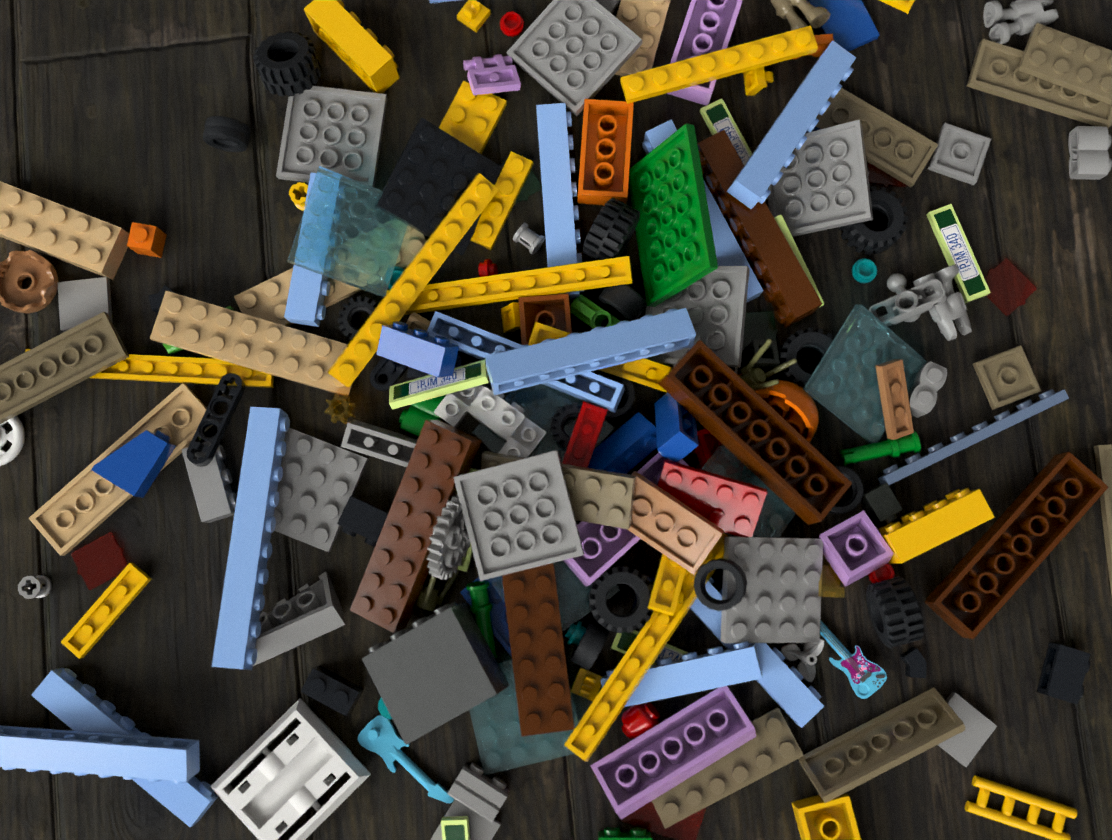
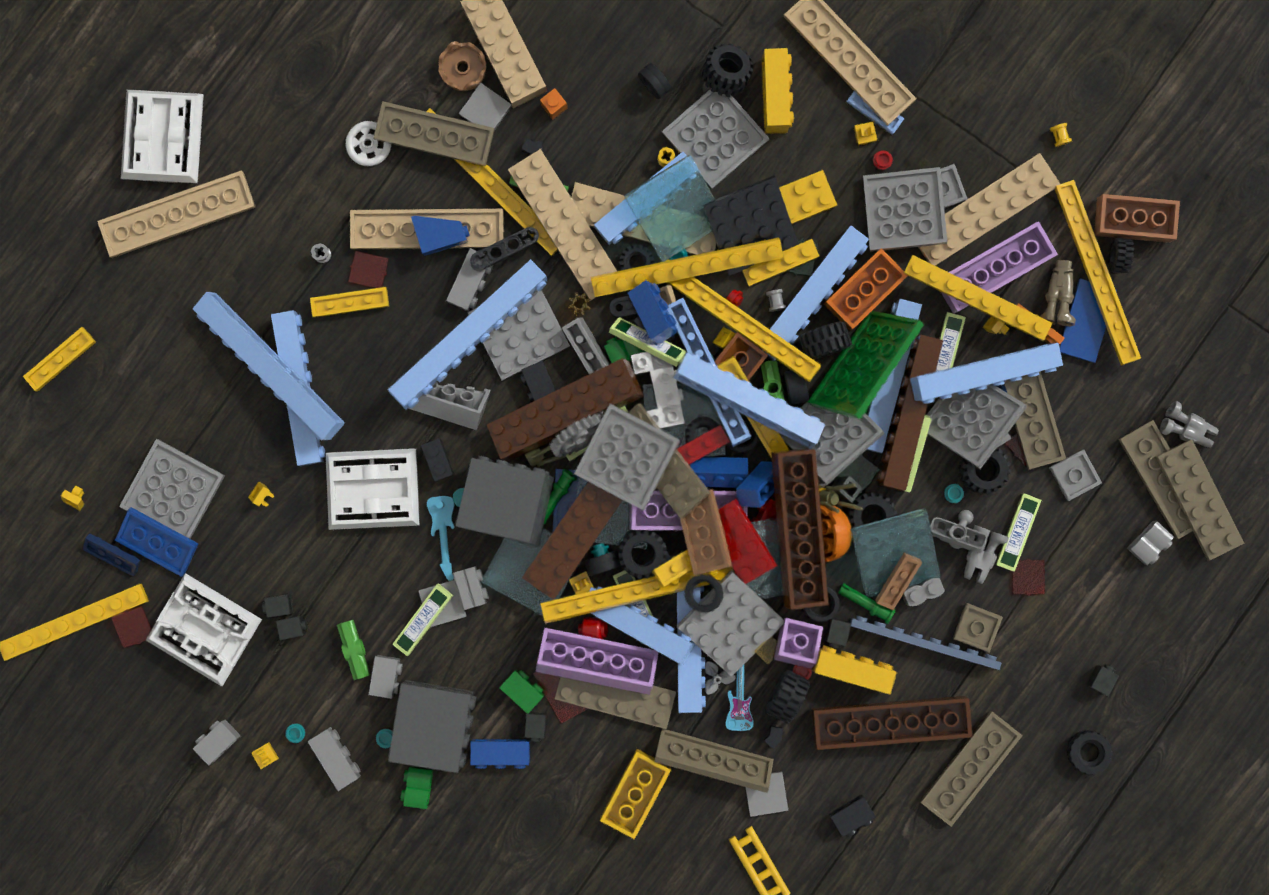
camera: 40 degrees right, 5 degrees up
(492, 75) = (838, 185): lavender plate -> none

